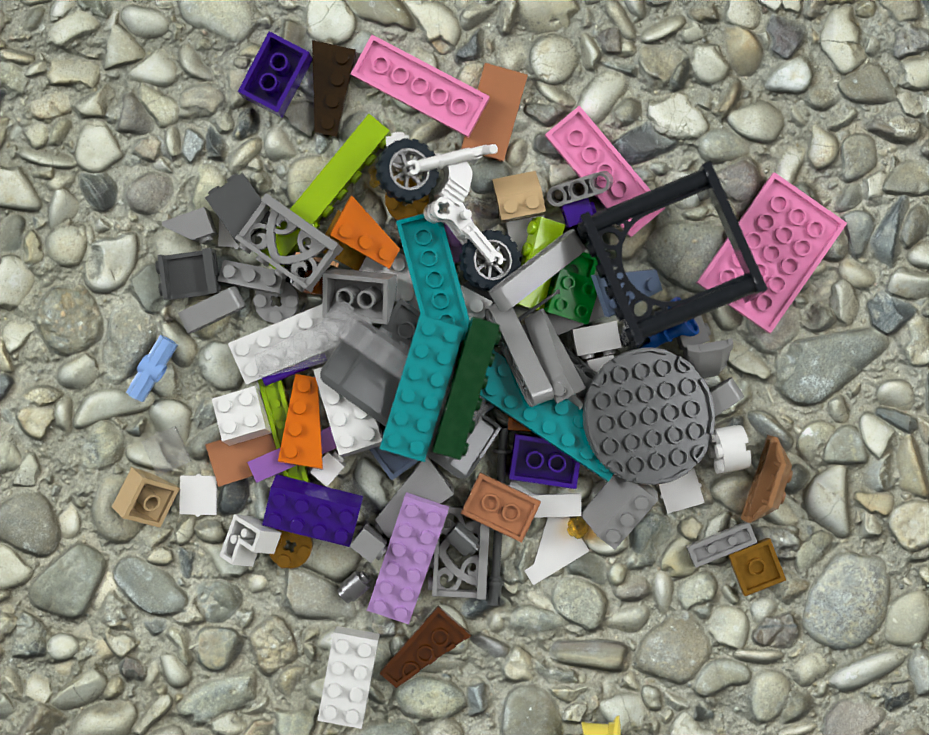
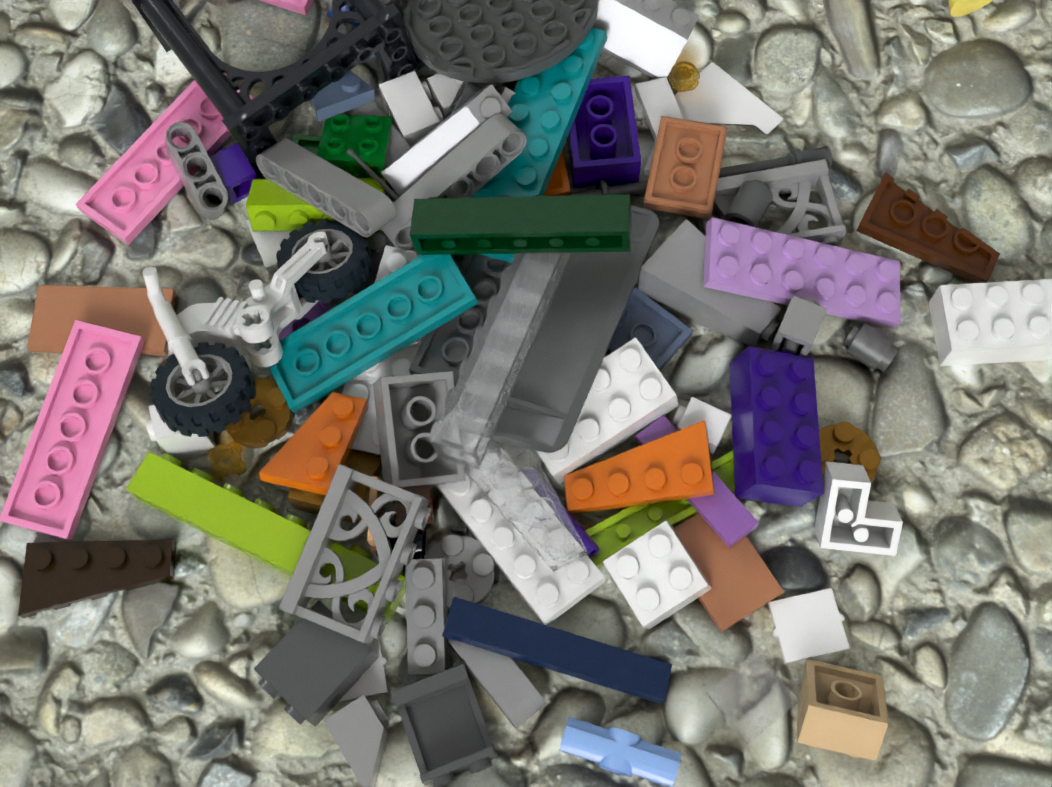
camera: 100 degrees left, 20 degrees down
(213, 346) = (557, 650): none -> dark blue tile
(275, 74) = (81, 655): dark purple brick -> none
(421, 388) = (538, 285): teal plate -> none
(518, 196) = (223, 254): tan slope -> none

